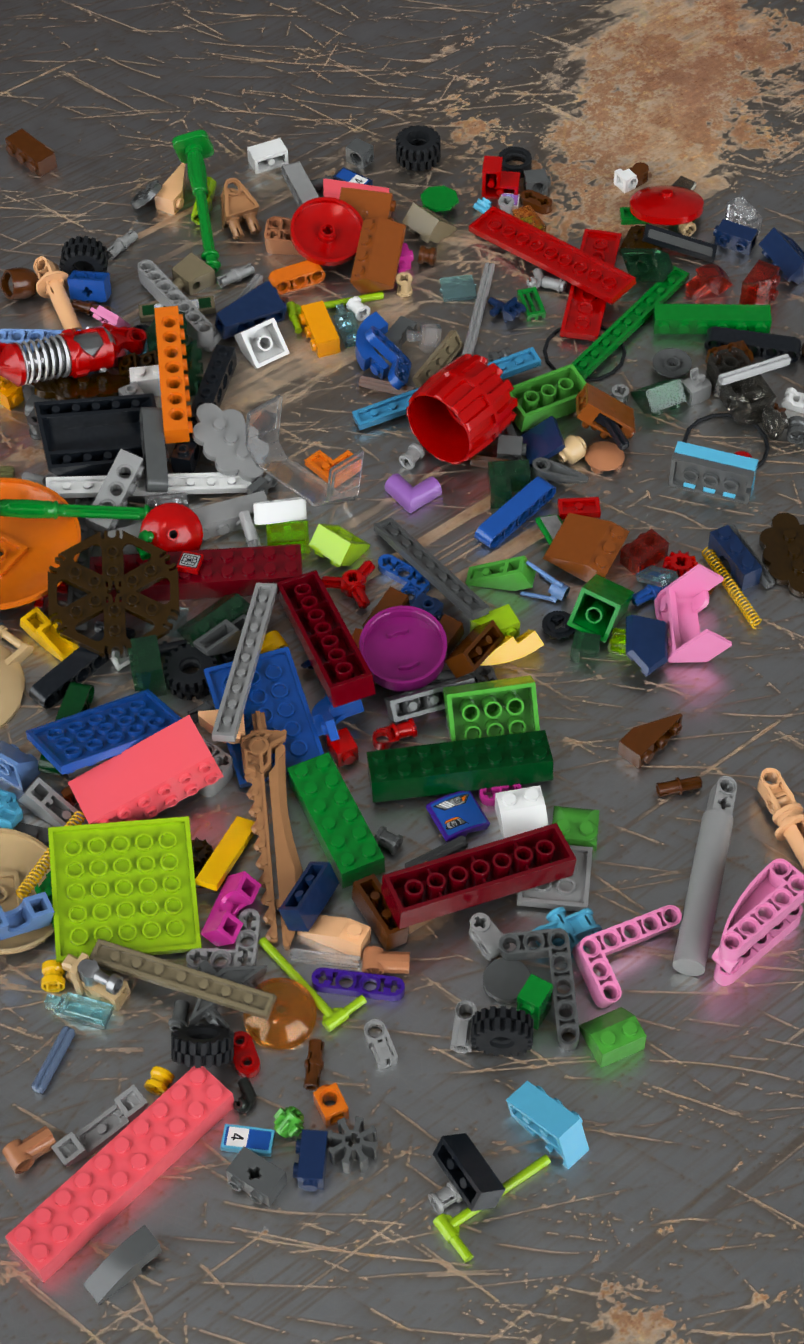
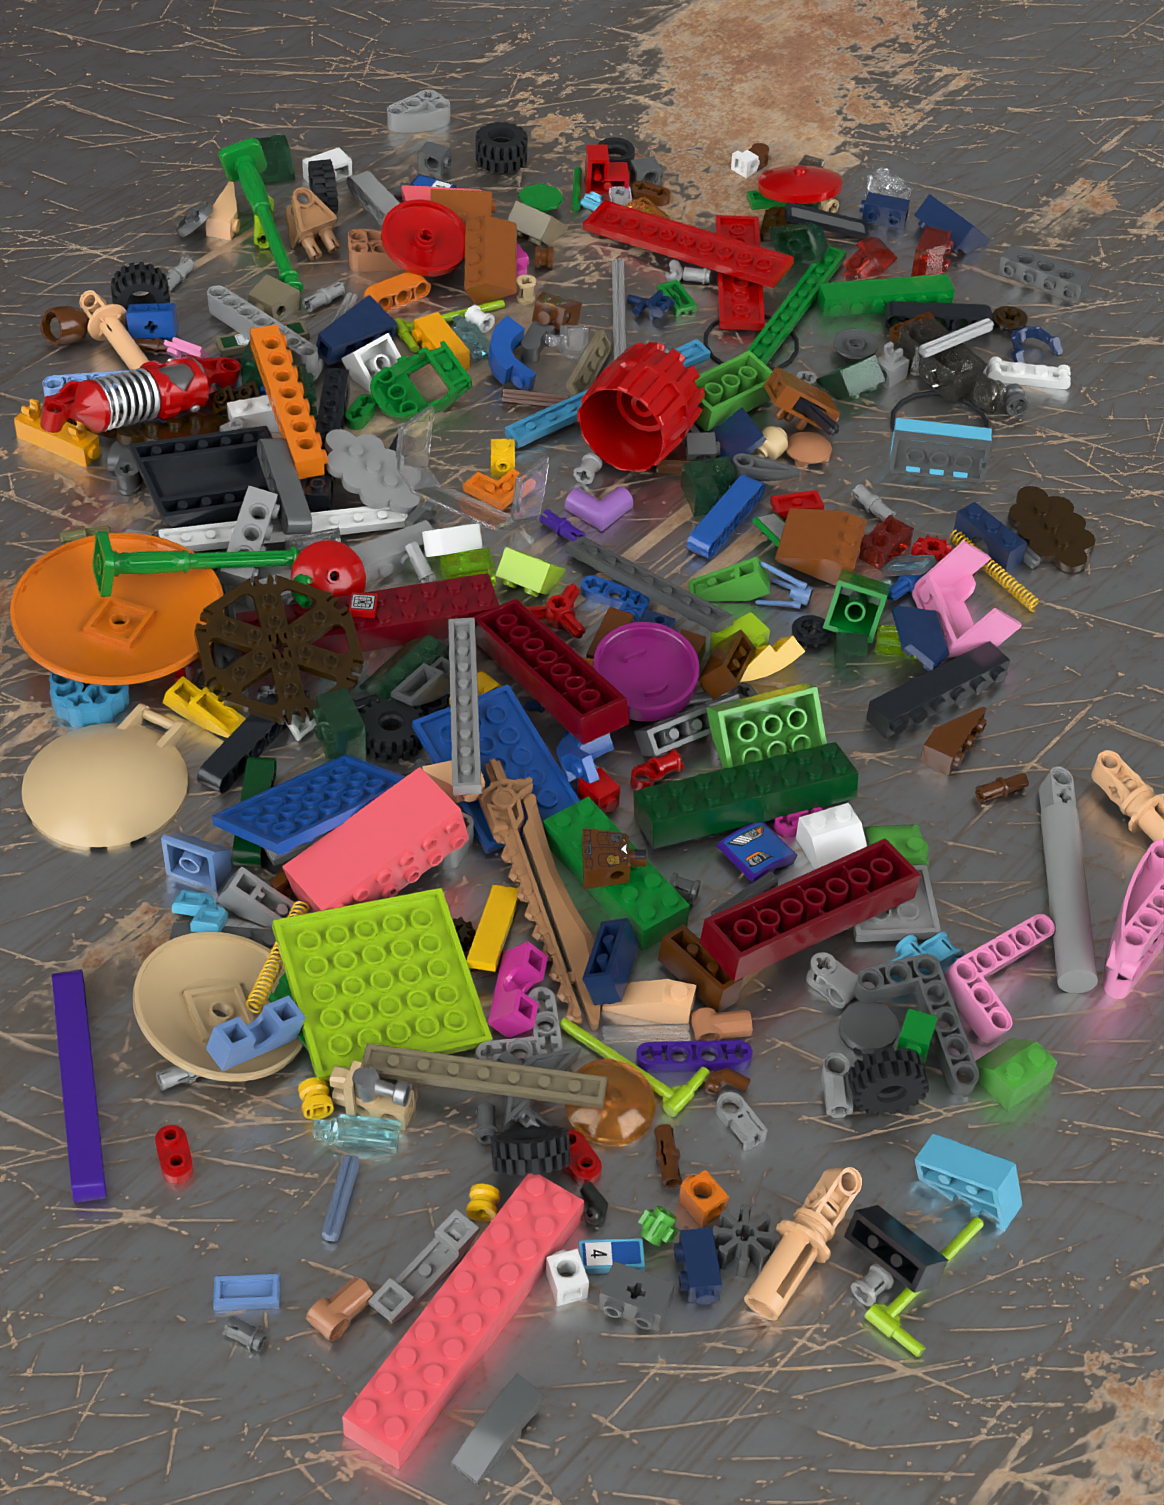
camera: 15 degrees left, 5 degrees down
(31, 152) = (40, 186): reddish brown brick -> none
(207, 1161) = (567, 1288): none -> white brick
(225, 143) = (278, 159): none -> clear green slope
(242, 381) = (360, 412): none -> green beam
(256, 175) = (323, 183): none -> black tyre
(273, 373) = (398, 395): none -> green slope
(325, 809) = (608, 858): none -> reddish brown torso
(342, 438) = (502, 453): none -> yellow brick
(358, 109) = (419, 113): none -> light grey beam
(375, 506) = (561, 526): none -> dark purple pin
(377, 1006) = (724, 1077): none -> reddish brown arm
(397, 1154) = (803, 1241): none -> light nougat piece
(400, 363) = (547, 374): blue beam -> none
(422, 308) = (553, 310): none -> reddish brown torso
(457, 288) = (587, 289): clear light blue piece -> none
(474, 191) = (576, 193): none -> green bar
(644, 514) = (872, 503): none -> light grey pin
(649, 691) = (937, 689): none -> black brick

